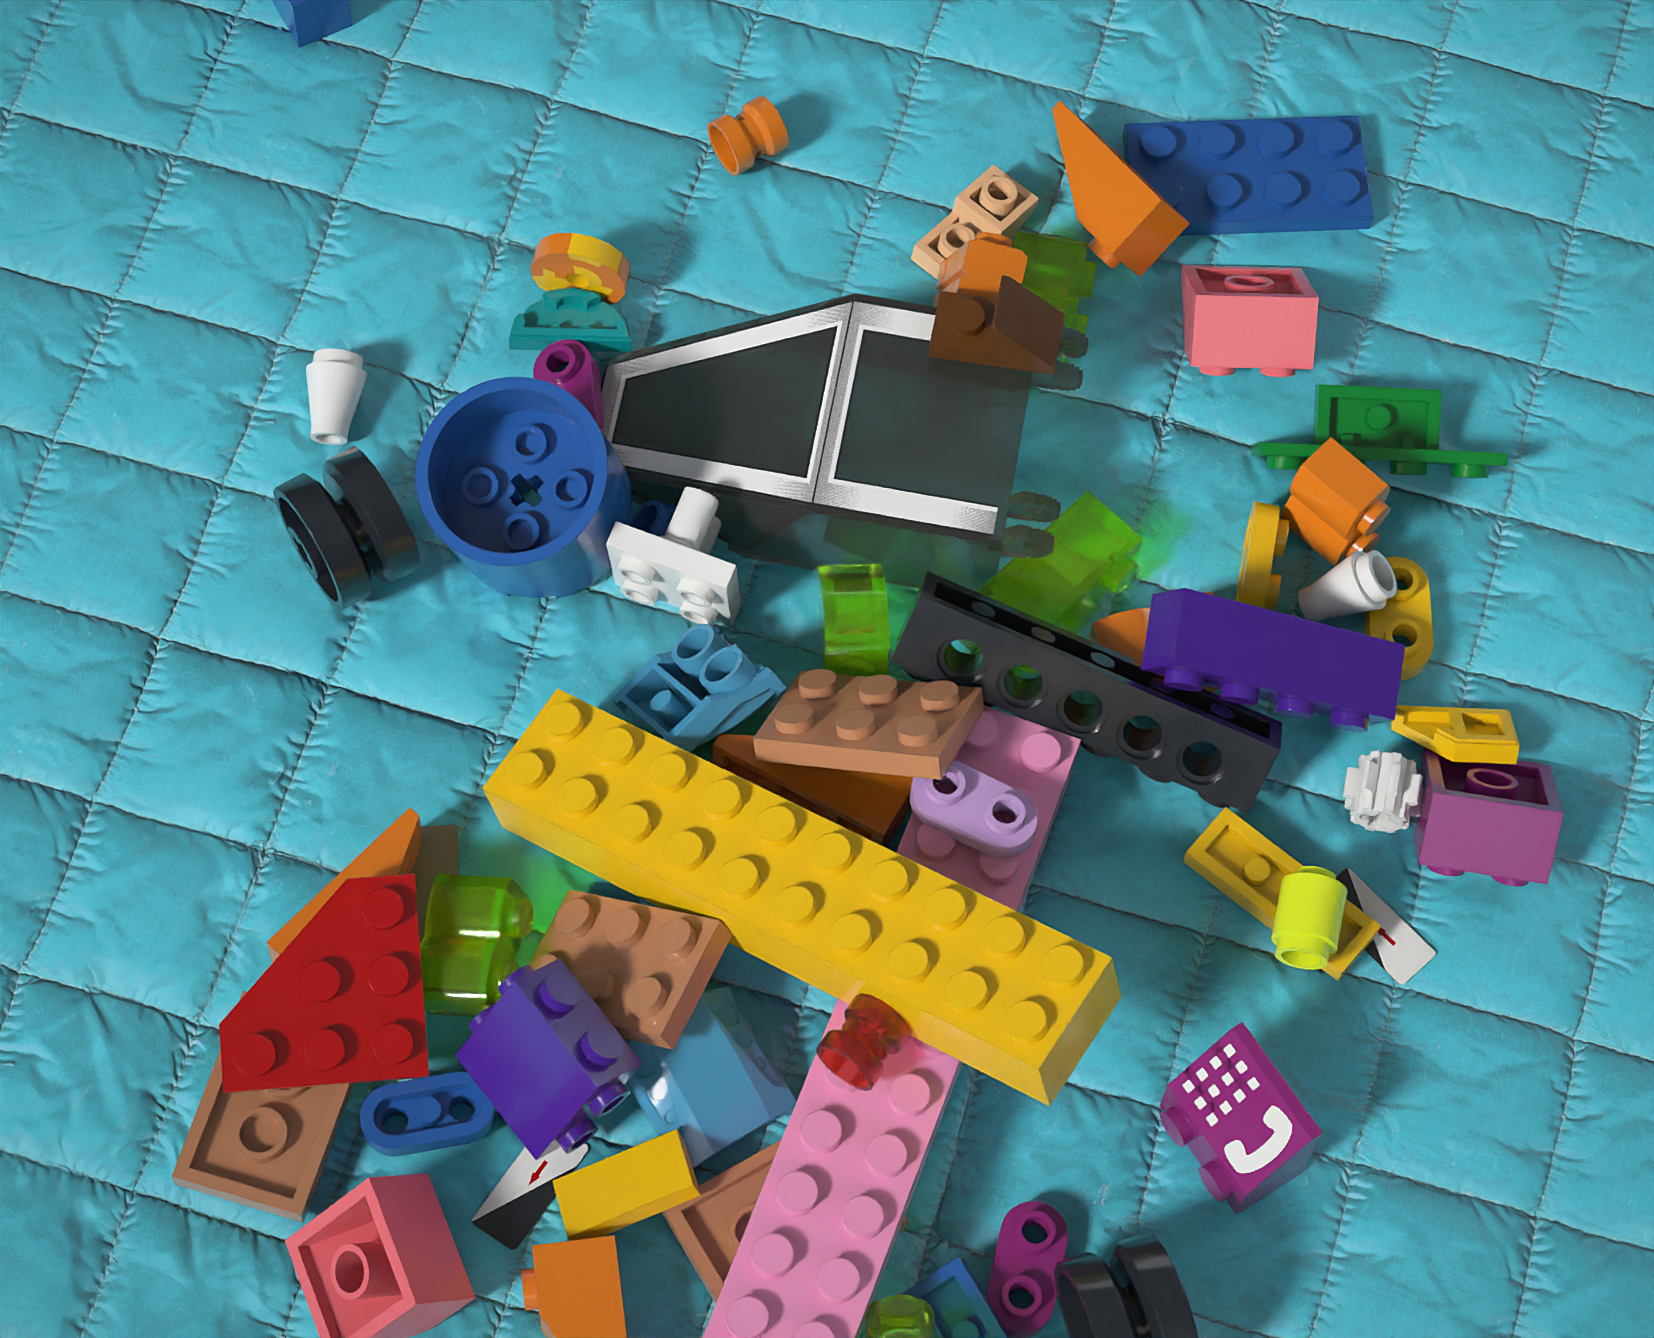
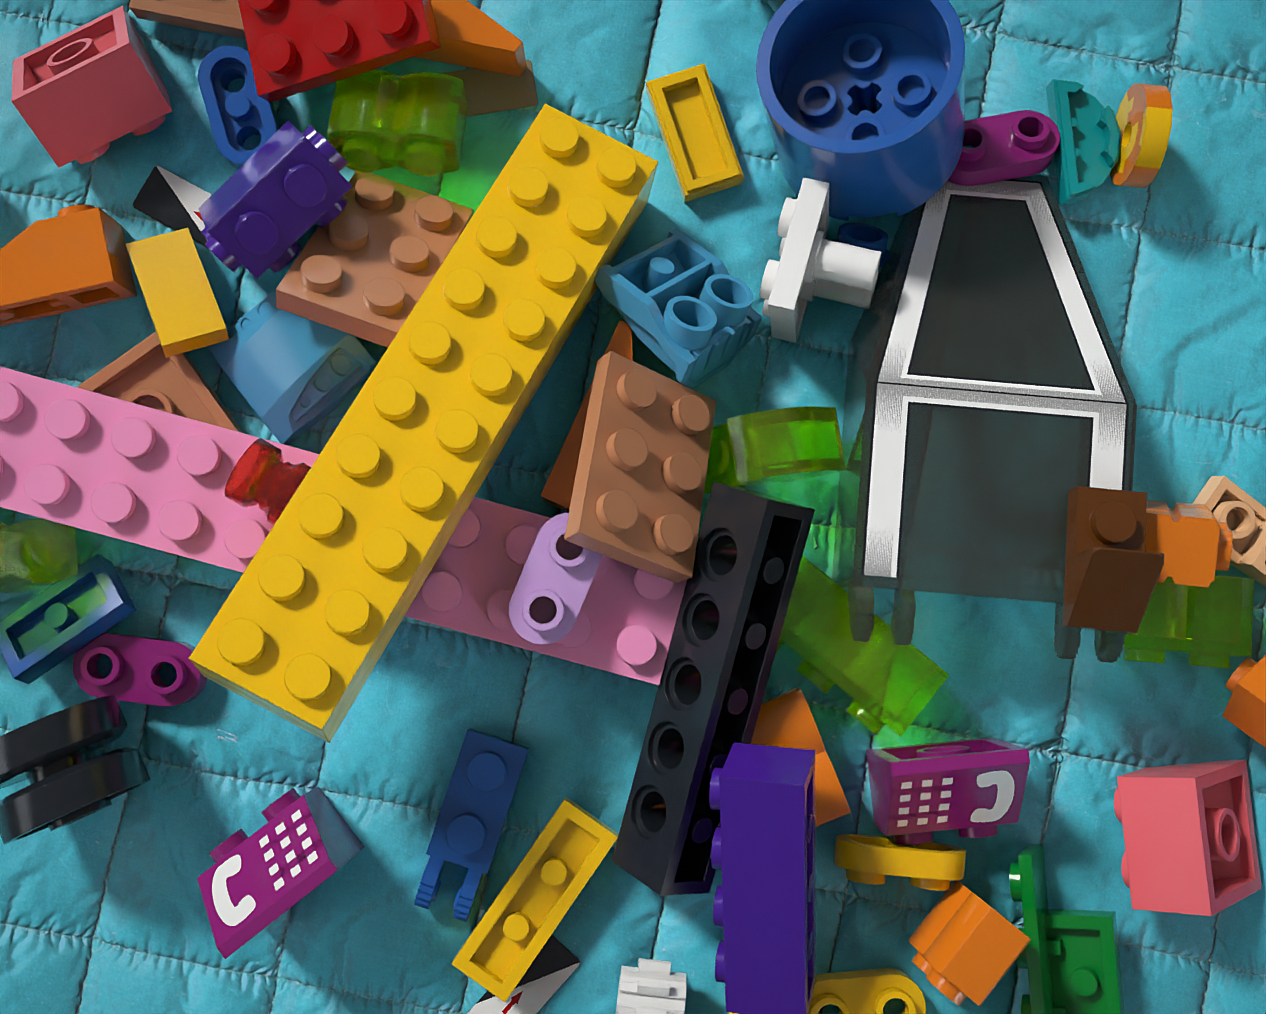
camera: 85 degrees right, 20 degrees up
(511, 673) = (694, 132): none -> yellow tile
(1192, 510) = (947, 787): none -> magenta slope
(1198, 951) = (472, 816): none -> blue hinge
(1308, 918) = (489, 930): neon yellow brick -> none
(1351, 587) = (875, 960): white cone -> none

